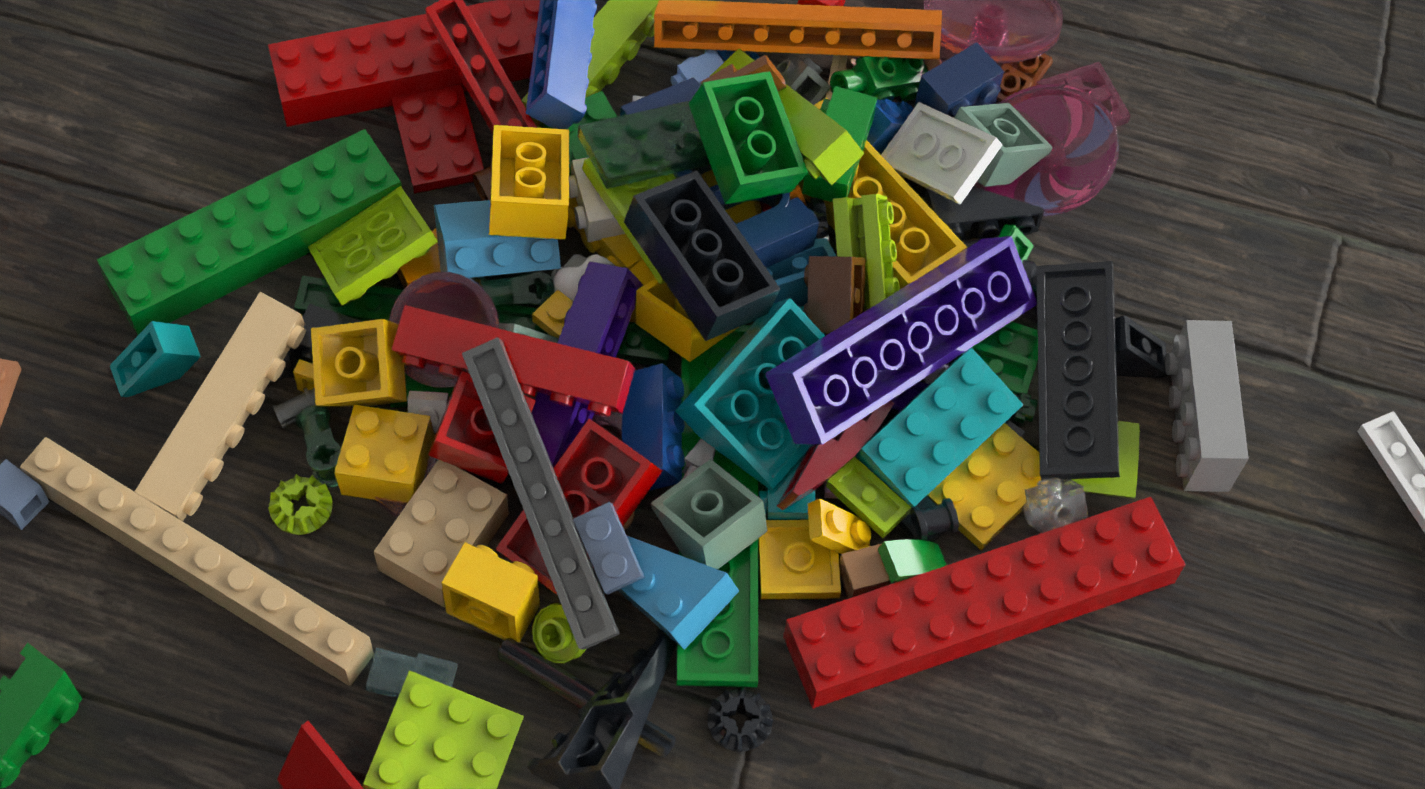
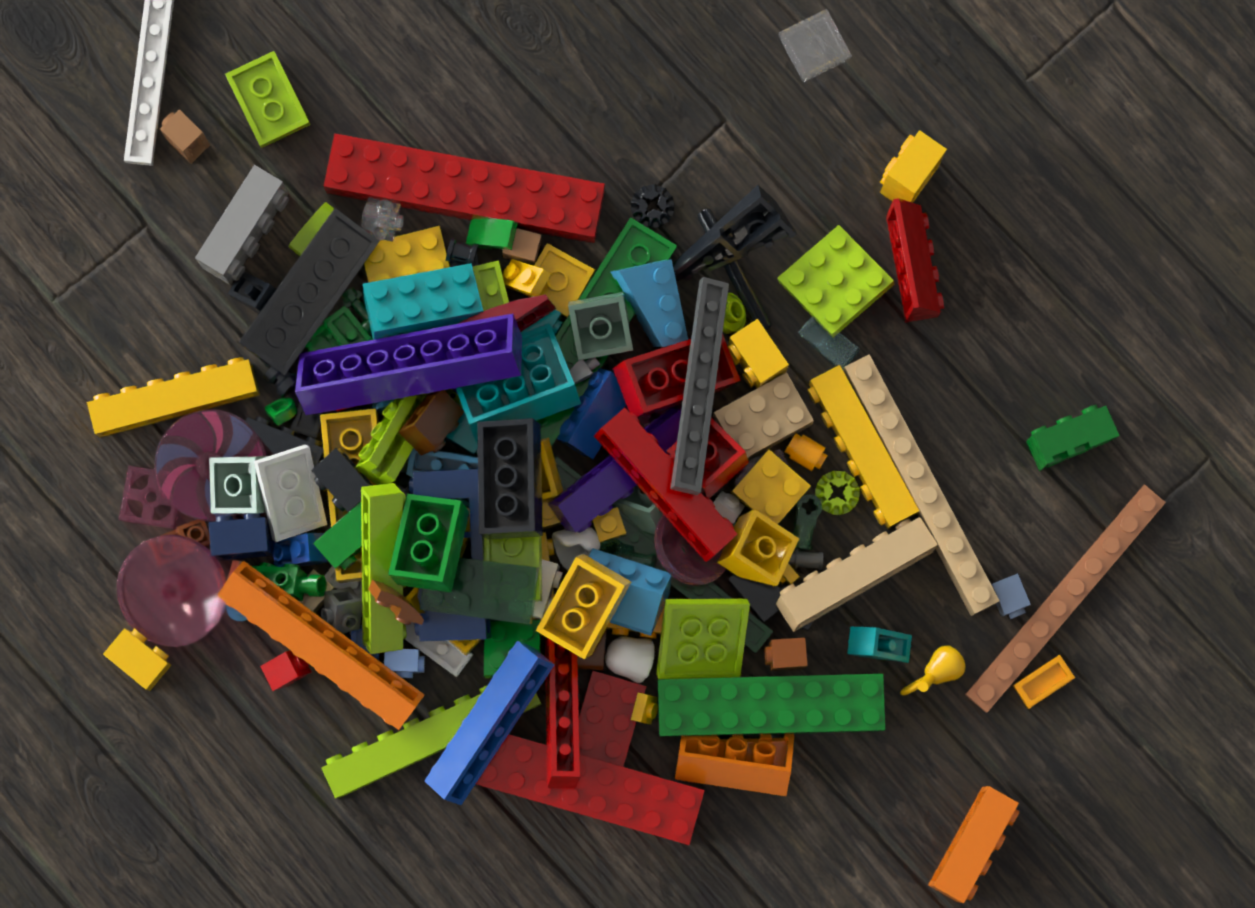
camera: 145 degrees left, 20 degrees up
(61, 372) = (943, 666): none -> yellow piece
(252, 155) = (737, 762): none -> orange wedge
(261, 271) = (786, 654): none -> dark orange brick
(299, 565) = (863, 447): none -> yellow brick
(363, 524) = (806, 452): none -> light orange brick
(401, 157) = (645, 708): none -> yellow plate
(446, 190) = (630, 657): none -> white hair
(608, 548) = (678, 329): sand blue plate -> none
(892, 176) = (341, 478): none -> black brick
(1141, 195) = (173, 398): none -> yellow brick
(1292, 576) = (267, 99): none -> lime plate
(1351, 466) = (184, 136): none -> medium nougat brick

